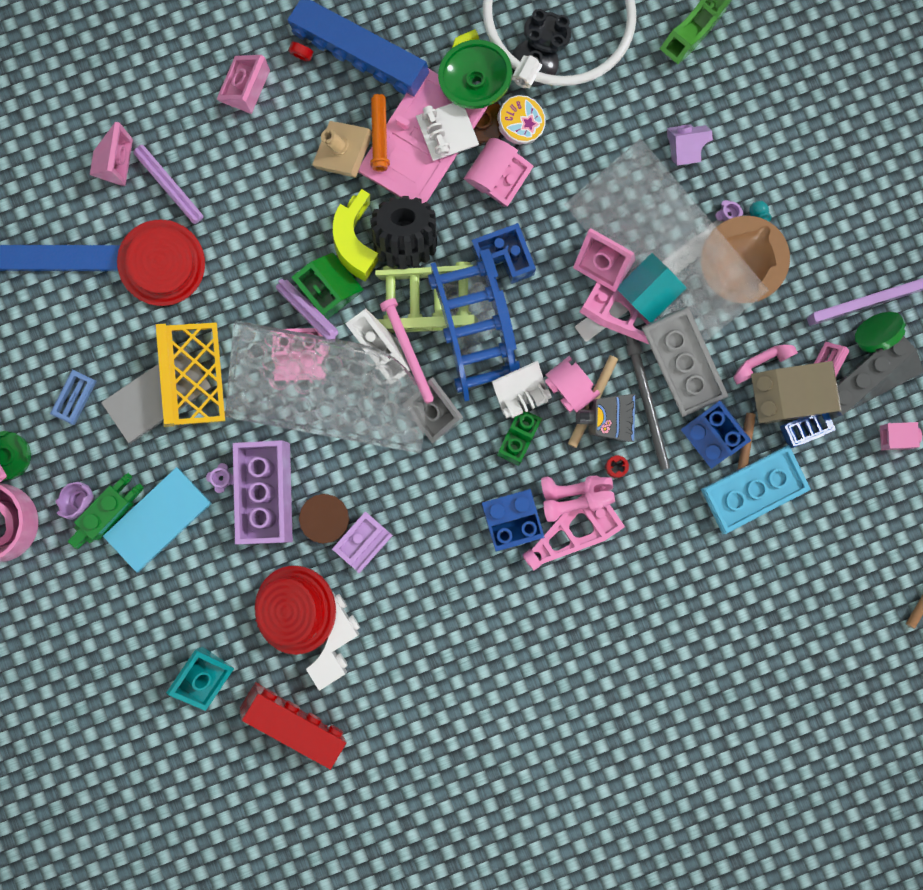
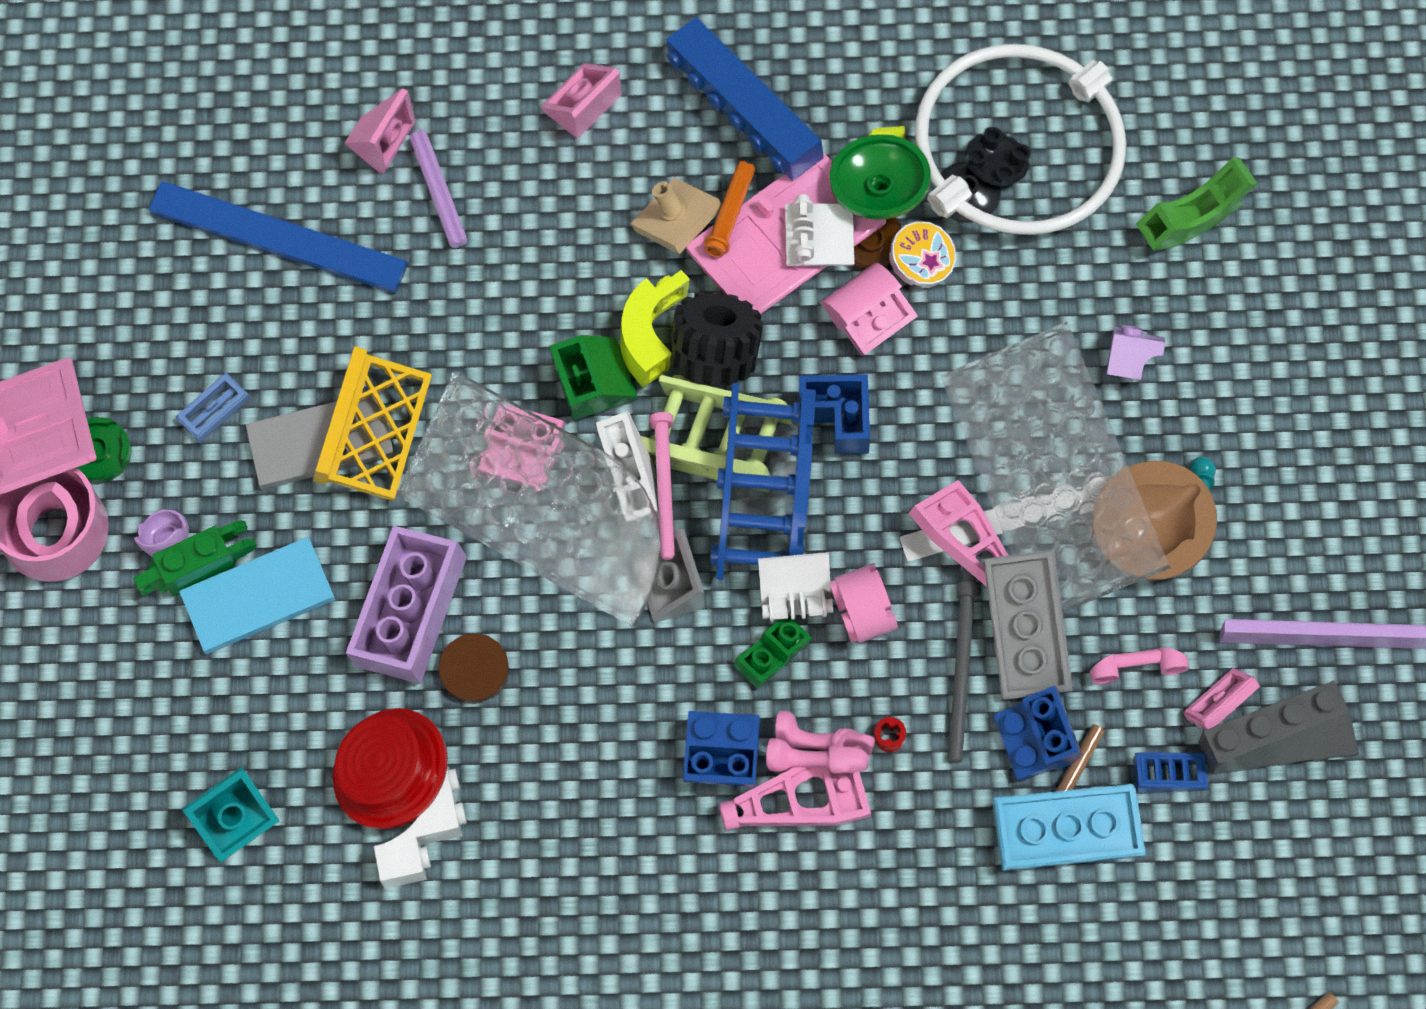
camera: 25 degrees right, 15 degrees down
(161, 262) = (391, 279): red piece -> none
(213, 477) = (355, 562): lavender plate -> none
(292, 726) = (327, 917): red wedge -> none
(300, 51) = (669, 83): red tile -> none
(306, 309) = (553, 392): lavender axle -> none
(362, 542) = (512, 714): lavender plate -> none
(600, 386) = (888, 640): tan bar -> none
(604, 260) = (965, 459): bright pink slope -> none
(610, 417) = (901, 664): dark grey torso -> none
(651, 287) = (1016, 515): teal slope -> none
(728, 207) = (1160, 451): lavender plate -> none
(796, 392) = (1162, 713): dark tan slope -> none
(880, 331) = (1309, 674): green tile -> none
(900, 436) = (1294, 824): bright pink brick -> none

